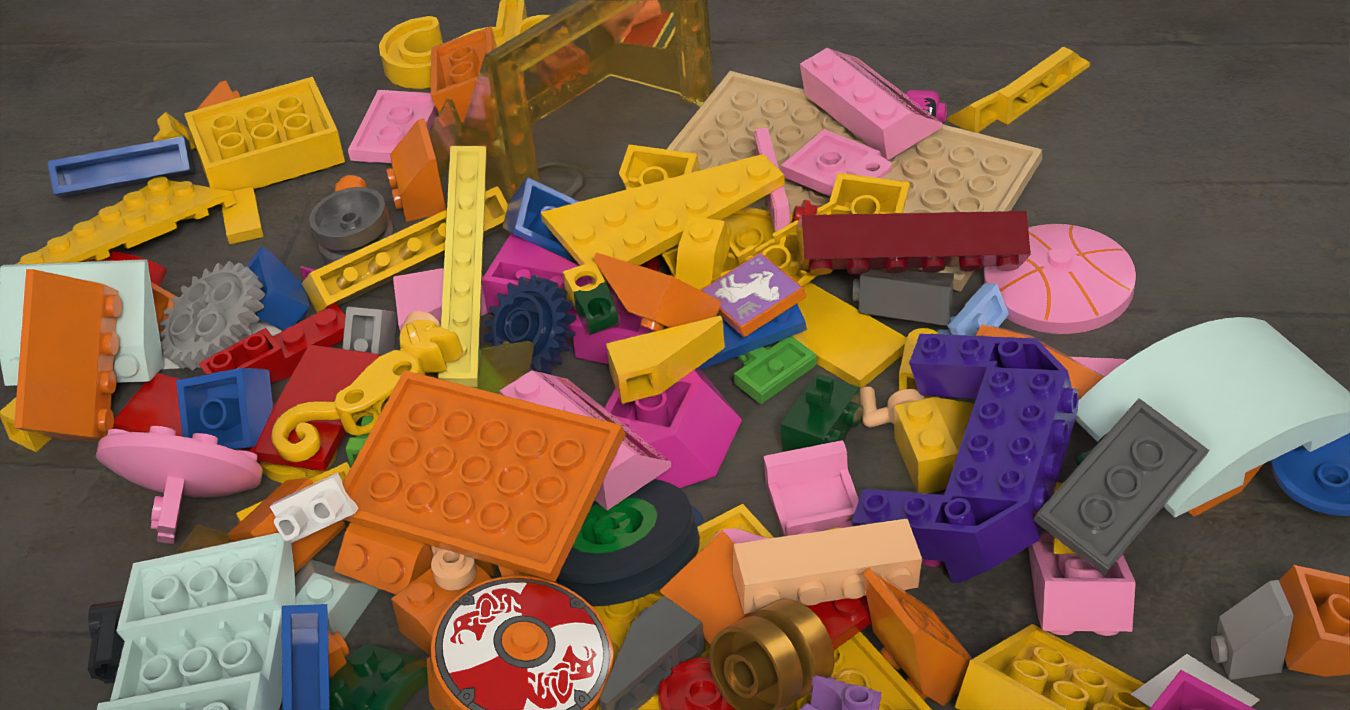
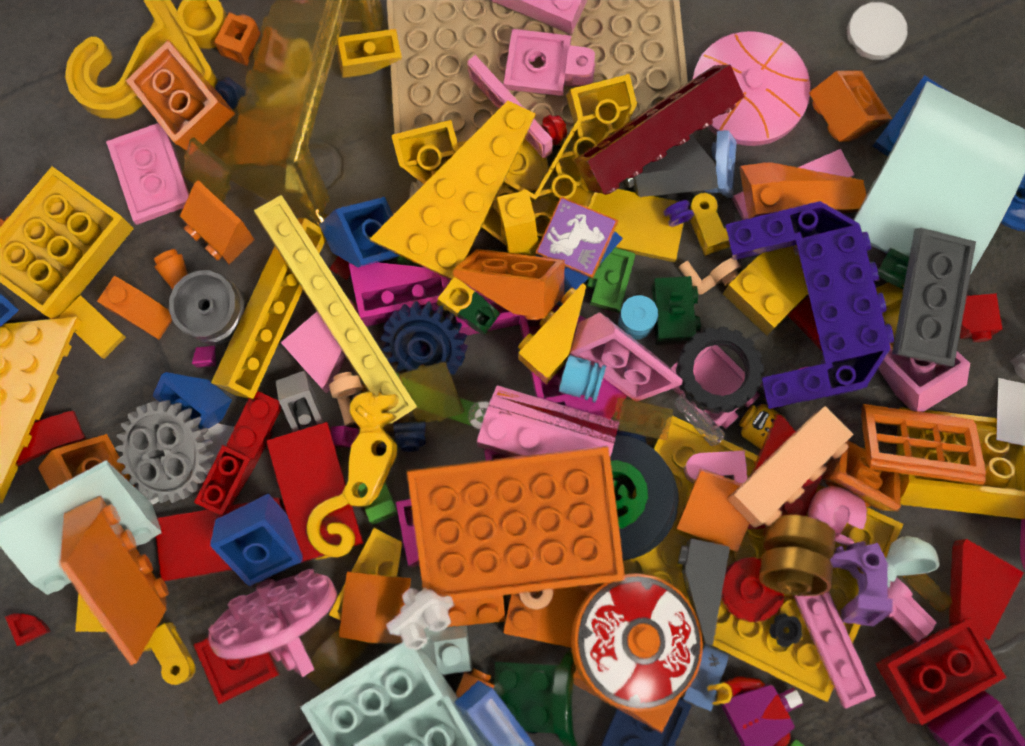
camera: 35 degrees left, 35 degrees up
(63, 481) = (172, 654): none -> yellow leg
(113, 524) = (237, 675): none -> red tile
(288, 208) = (135, 307): none -> orange slope
(658, 400) = (582, 378): none -> medium azure piece
(666, 105) = (367, 52): none -> yellow slope
(706, 487) = (643, 418): none -> clear yellow hips
(716, 411) = (627, 362): none -> bright pink slope
(770, 403) = (638, 316): none -> medium azure piece
(770, 513) = (700, 420): none -> clear axle
(819, 438) = (735, 342): none -> black tyre
(862, 650) = (836, 508): none -> bright pink helmet
(889, 344) = (678, 213): none -> dark purple bush
(1020, 641) = (907, 464): none -> orange piece
(1156, 310) = (849, 105): none -> orange slope
(1180, 563) = (981, 318): none -> red slope
(1247, 281) = (877, 30): none -> white tile

